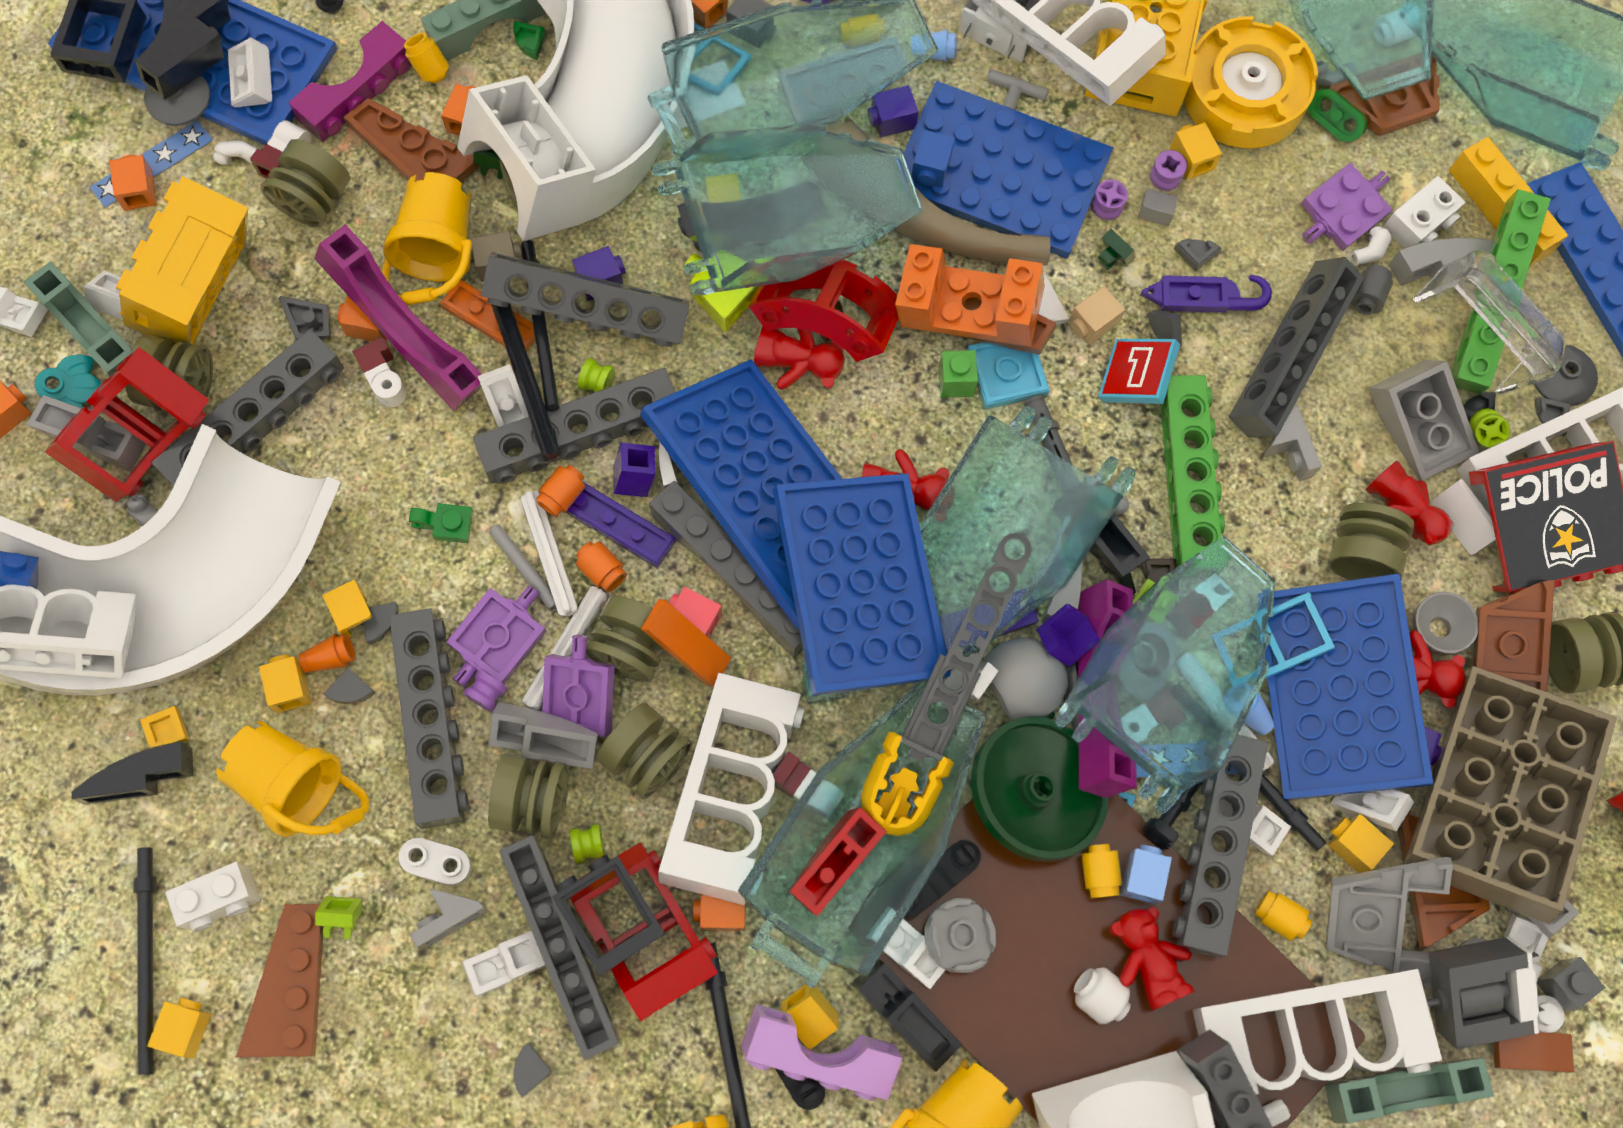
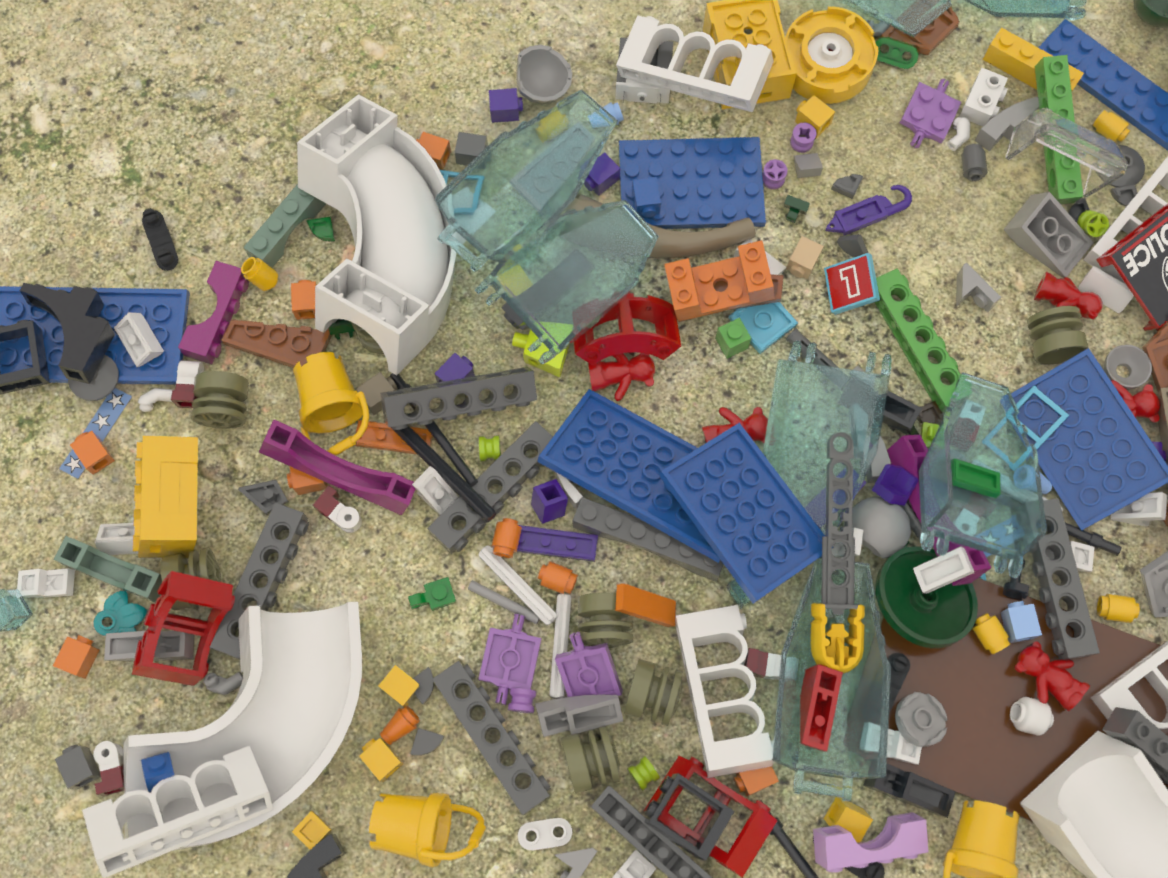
camera: 20 degrees left, 0 degrees up
(697, 609) = (638, 577): coral brick -> none
(1016, 87) = (674, 122): light grey piece -> none
(1073, 762) = (943, 570): none -> white tile
(1173, 671) = (975, 478): none -> green tile
(1296, 348) = (946, 223): dark grey brick -> none
(1359, 843) = (1143, 537): yellow brick -> none
(1575, 319) = (1111, 126): none -> yellow brick

